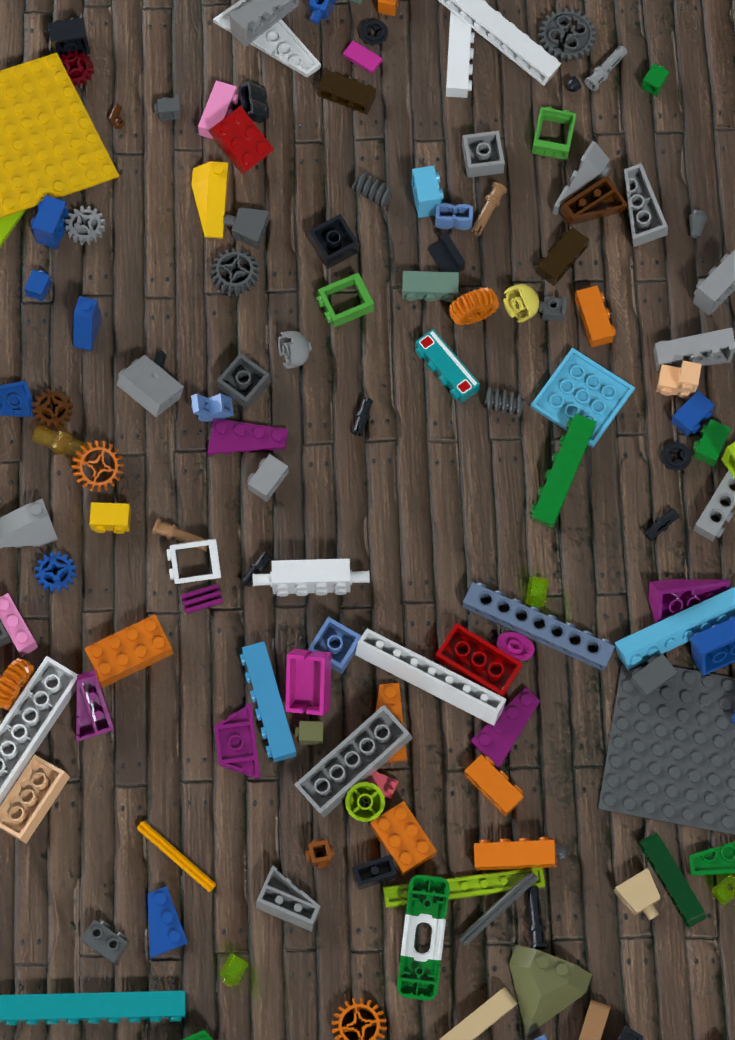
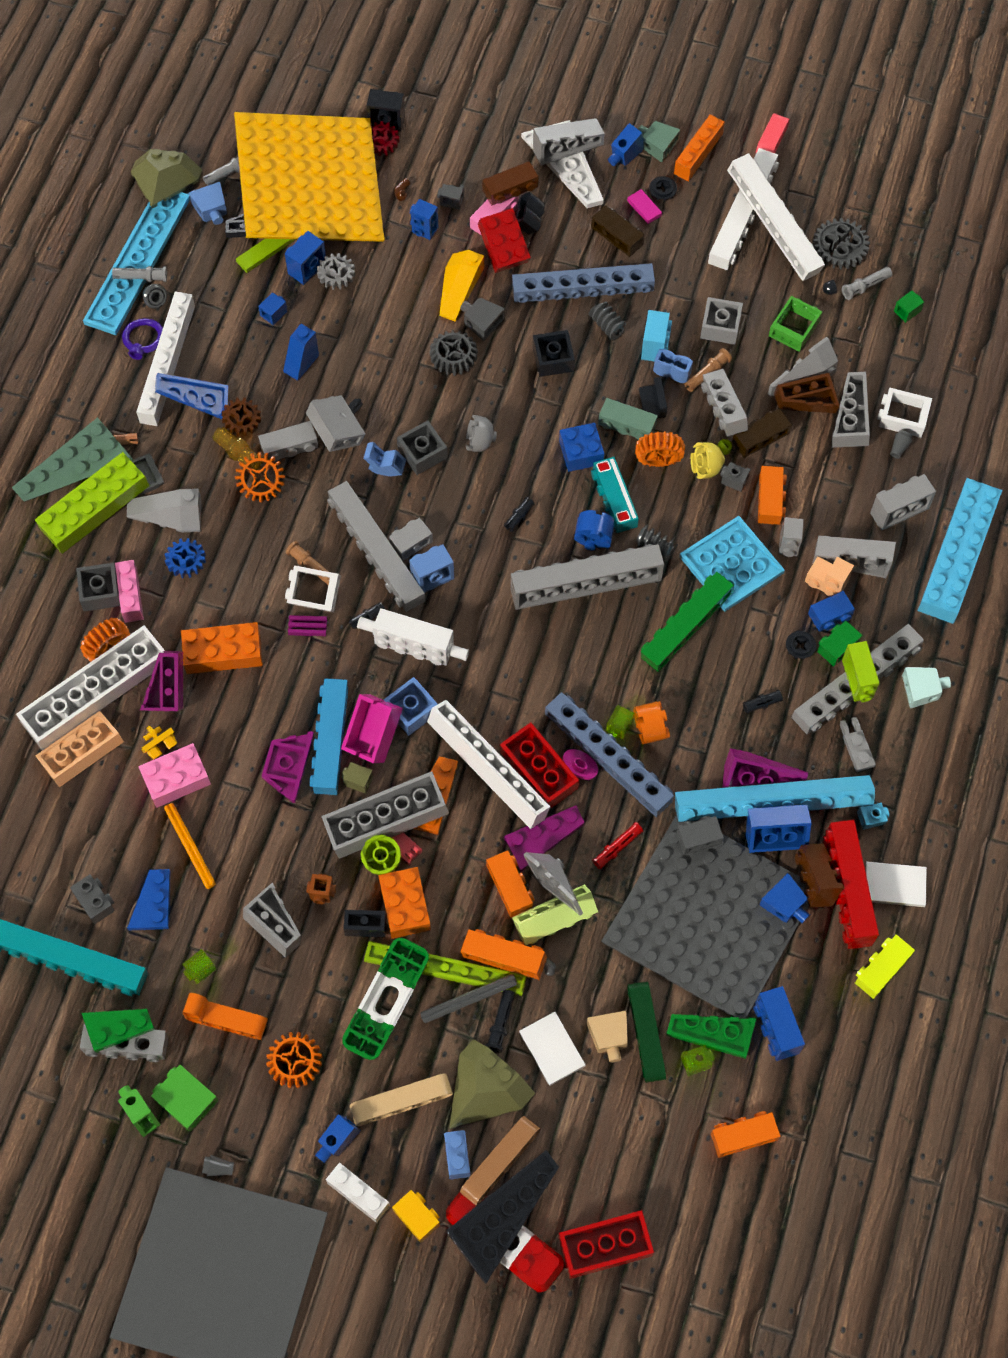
camera: 20 degrees right, 5 degrees down
(100, 773) = (167, 738): none -> yellow hips
(109, 418) = (289, 441): none -> light grey brick
(110, 517) = (254, 526): yellow brick -> none
(134, 793) = (174, 775): none -> bright pink brick
(153, 143) = (424, 219): none -> blue brick
(225, 78) = (510, 183): none -> reddish brown brick
(237, 496) = (376, 546): none -> light grey brick
(244, 437) = (396, 494): magenta wing -> none
(277, 1010) = (222, 1017): none -> orange beam
(301, 501) = (432, 568): none -> medium blue brick
(323, 156) = (596, 280): none -> sand blue brick
(366, 307) = (544, 421): bright green window -> none
(396, 328) = (581, 446): none -> blue brick
(442, 409) = (594, 530): none -> blue brick
(452, 459) = (586, 576): none -> light grey brick
(530, 282) = (723, 447): none -> lime hinge
(531, 764) = (552, 877): none -> light grey wedge
(536, 253) = (724, 402): none -> light grey brick
(548, 800) = (553, 916): none -> yellowish green brick
(567, 582) = (650, 722): none -> orange brick
(579, 712) = (611, 851): none -> red pin
(591, 927) = (552, 1048): none -> white tile
(630, 353) = (791, 536): none -> light grey brick
(677, 205) = (898, 424): none -> white window

